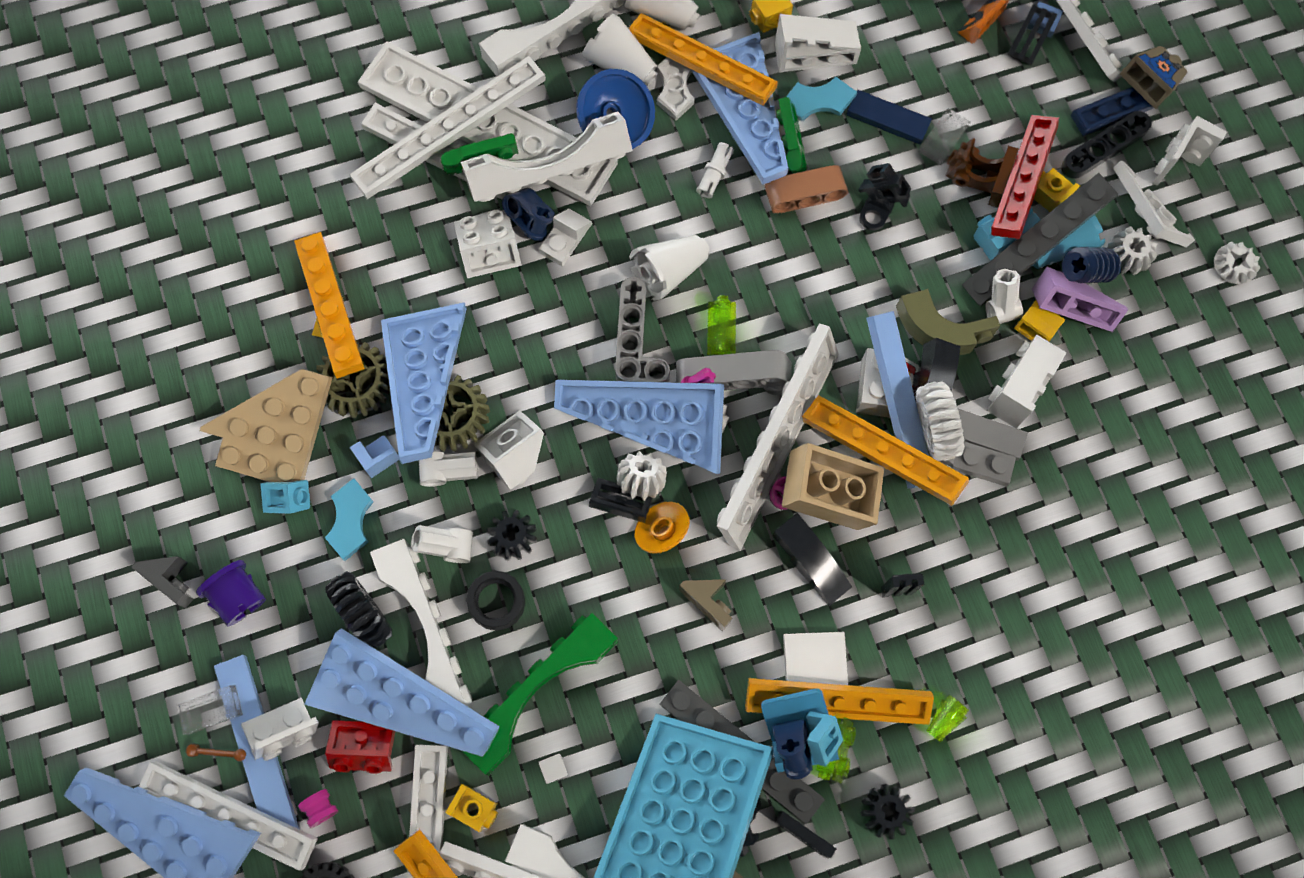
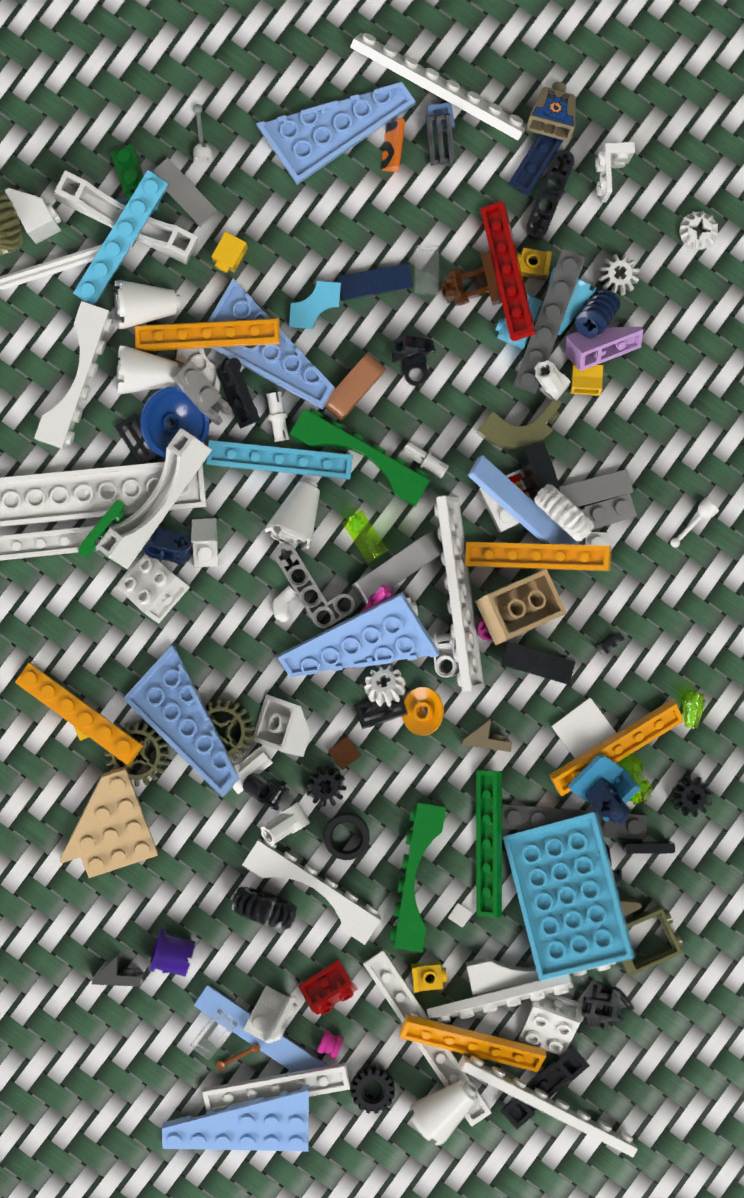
camera: 35 degrees left, 15 degrees up
(285, 496) = (154, 867): medium azure bracket -> none
(347, 532) = (212, 858): medium azure tile -> none
(375, 456) = (192, 794): light blue panel -> none
(381, 692) = (317, 949): light blue wing -> none
(447, 127) = (62, 521): white plate -> none
(449, 500) = (265, 790): none -> black piece
(554, 517) = (344, 753): none -> reddish brown tile
(573, 90) = (149, 457): none -> black tile
(595, 336) = (280, 604): none -> white arm
(635, 711) = (489, 843): none -> green plate
(659, 101) = (201, 392): none -> light grey hinge
(690, 208) = (279, 459): none -> medium azure plate
(692, 125) = (237, 392): none -> black plate
(721, 486) = (446, 652): none -> white piece
(742, 206) = (316, 432): none -> green arch
(792, 138) = (317, 353): green hinge -> none
(815, 43) = (284, 260): white wedge -> none
(824, 737) = (624, 783): medium azure bracket -> none
(830, 296) = (425, 459): none -> white axle
(1025, 381) = (603, 431): white wedge -> none
(1087, 525) = (706, 510): none -> white hinge
(1151, 209) = (612, 229): white wing -> none

